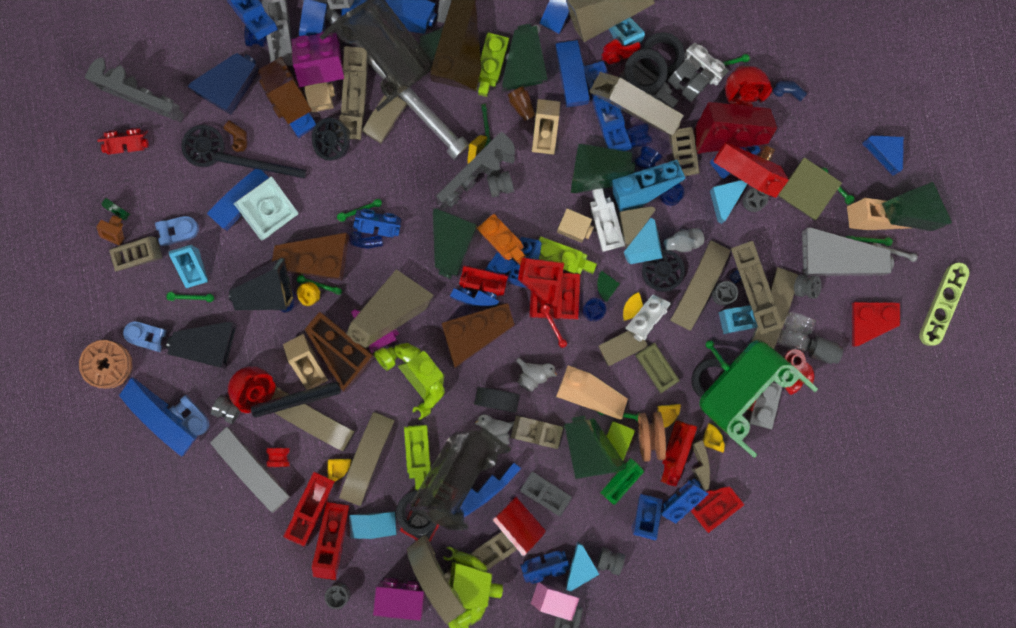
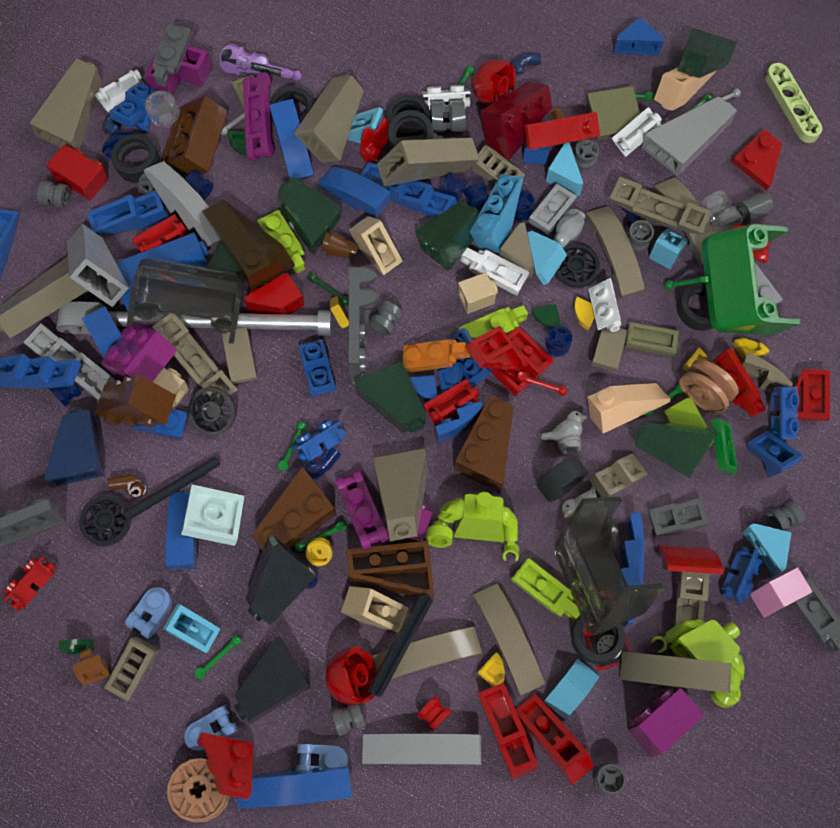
camera: 45 degrees left, 15 degrees down
(134, 367) = (229, 763): none -> red wing
(355, 294) = (362, 510): none -> magenta plate
(425, 173) = (317, 368): none -> blue slope
(445, 101) = (276, 297): none -> red slope
(478, 254) = (425, 386): none -> blue tile
(689, 216) = (552, 209): none -> light grey plate
(805, 218) = (634, 133): none -> white hinge
(807, 286) = (691, 175): dark grey wheel -> none

